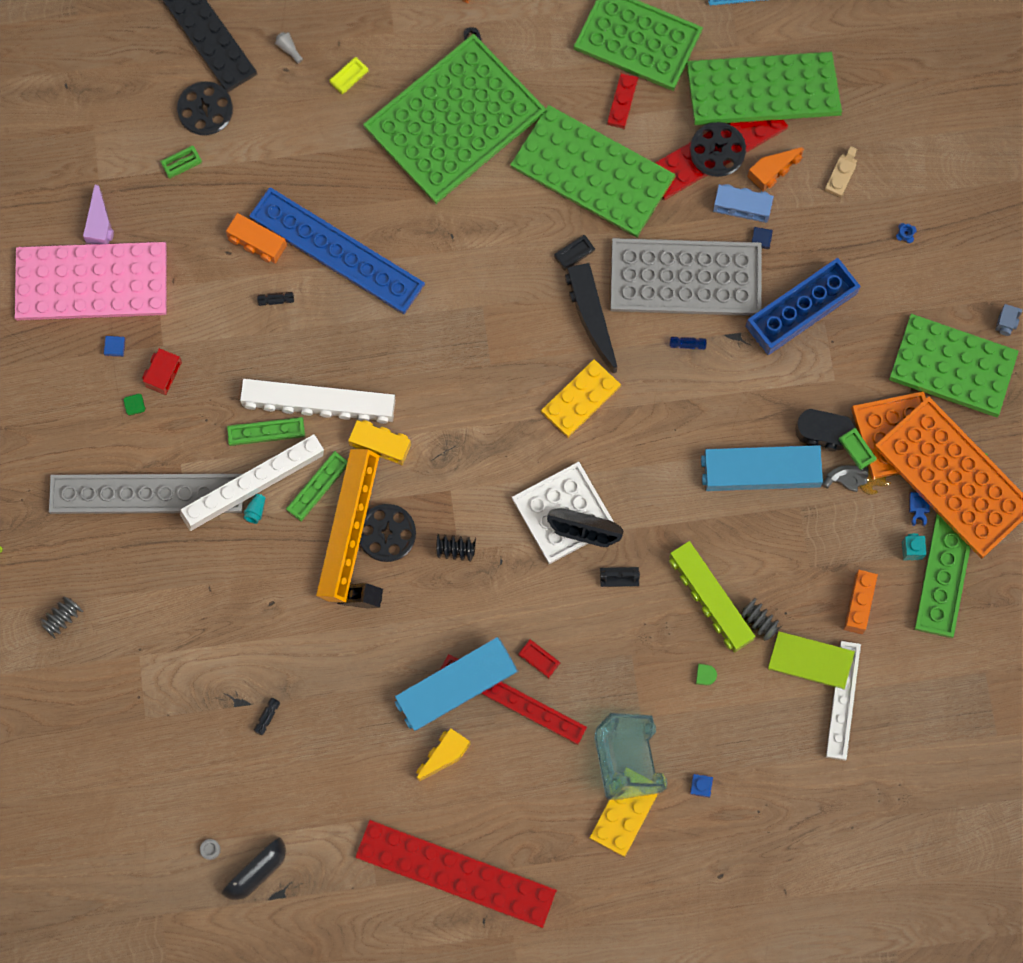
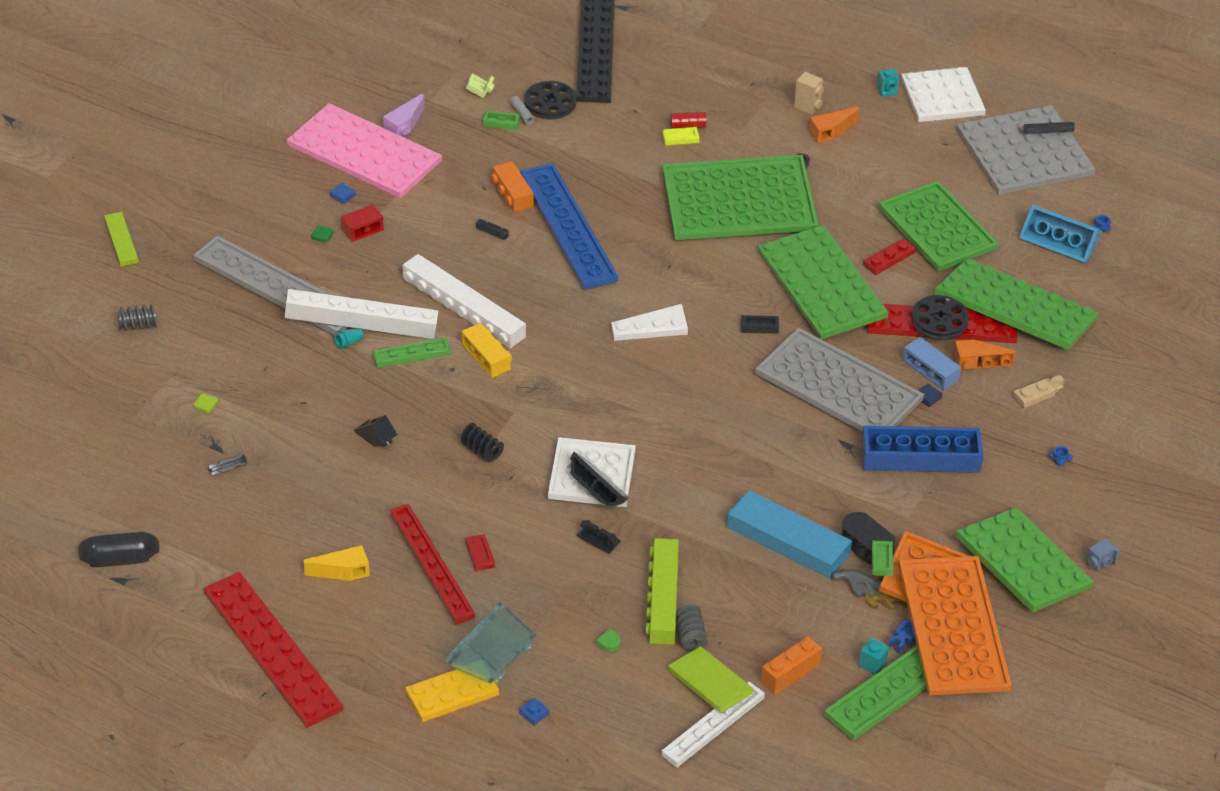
camera: 35 degrees right, 30 degrees down
(133, 134) = (479, 86): none -> yellowish green bracket
(193, 139) = (522, 110): none -> light grey piece
(193, 663) = (205, 403): none -> lime piece
(210, 849) = (98, 520): light grey tile -> none
(266, 431) = (394, 295): bright green tile -> none
(286, 43) = (649, 93): light grey cone -> none
(343, 54) = (686, 120): none -> red axle
(348, 525) = (408, 382): light orange brick -> none
(392, 539) = (436, 408): black wedge -> none
(455, 684) = (394, 520): dark azure brick -> none
(489, 314) = (657, 323): none -> white wing
(581, 398) = (677, 412): yellow plate -> none
(590, 311) = (737, 360): black slope -> none
(688, 343) = (801, 425): clear blue axle -> none

